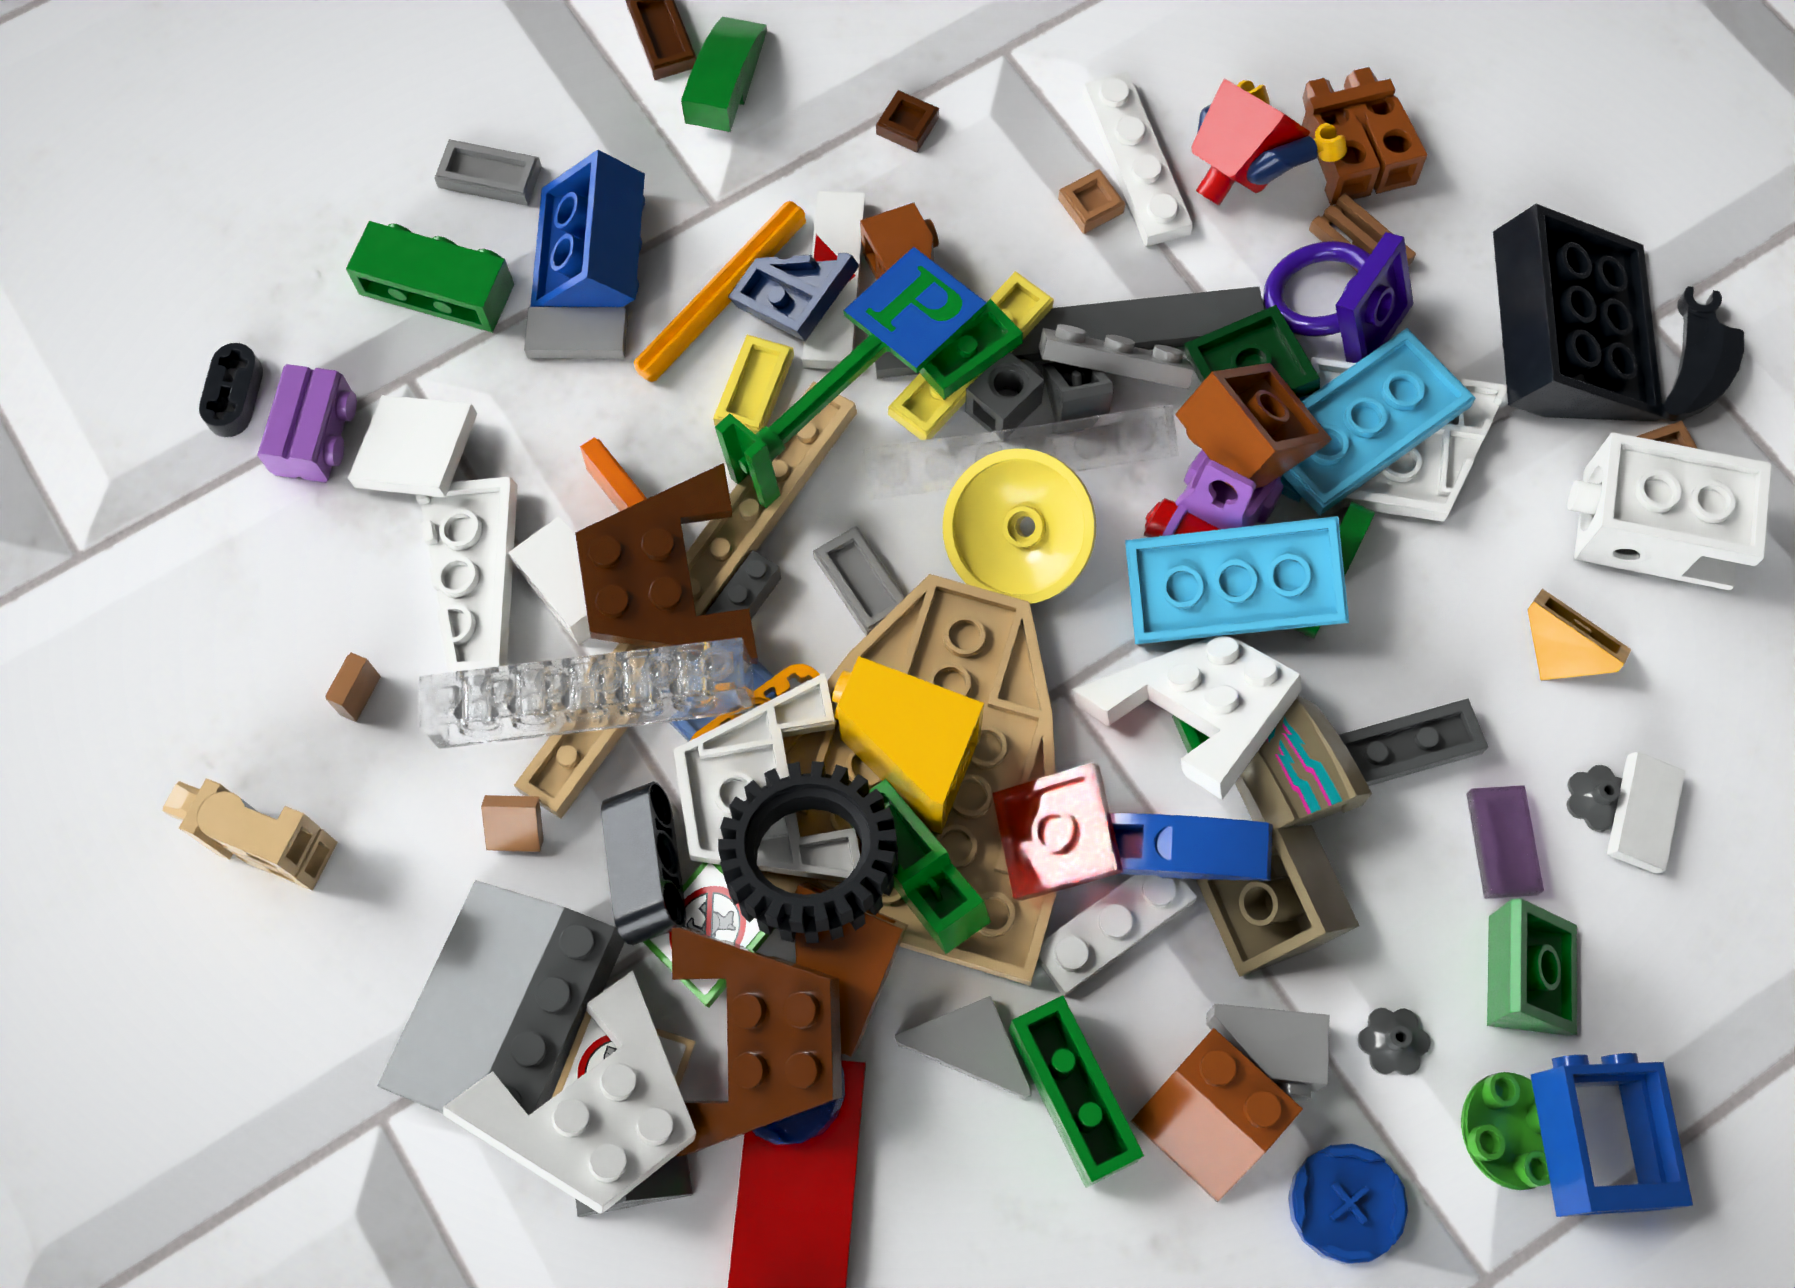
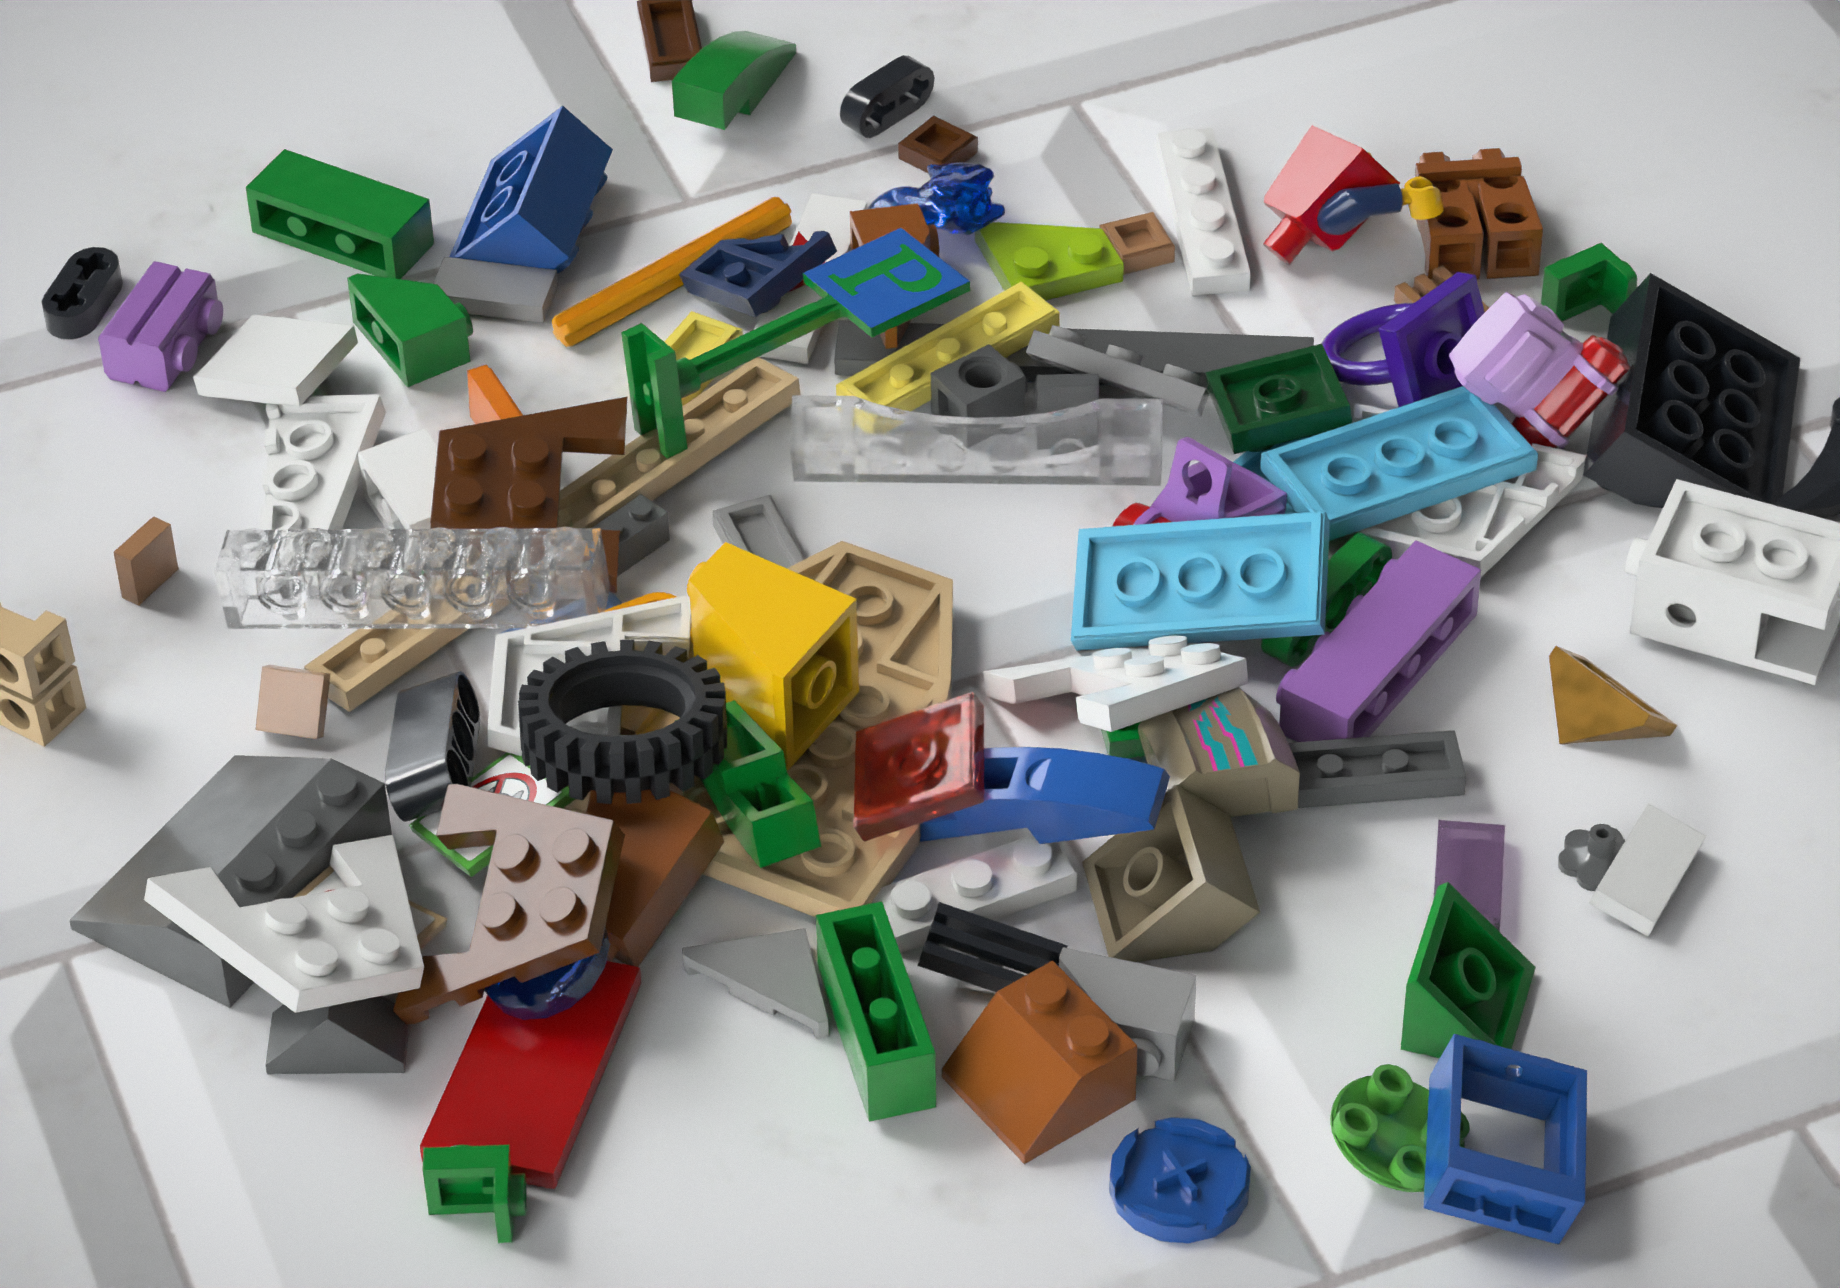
camera: 10 degrees right, 25 degrees down
(488, 172) = (433, 138): light grey tile -> none
(518, 390) = (411, 325): none -> green slope
(856, 76) = (887, 96): none -> black beam
(932, 187) = (953, 198): none -> clear blue animal
(973, 351) = (943, 334): green plate -> none
(986, 516) = (944, 480): light yellow dish -> none
(1023, 230) = (1050, 257): none -> lime wing
(1193, 1002) = (988, 940): none -> black tile
(1251, 423) = (1254, 424): dark orange slope -> none
(1385, 1050) = (1281, 1045): dark grey plant -> none
(1387, 620) = (1380, 647): none -> medium lavender brick
(1465, 317) = (1536, 369): none -> lavender piece
(1472, 189) = (1587, 281): none -> green bracket

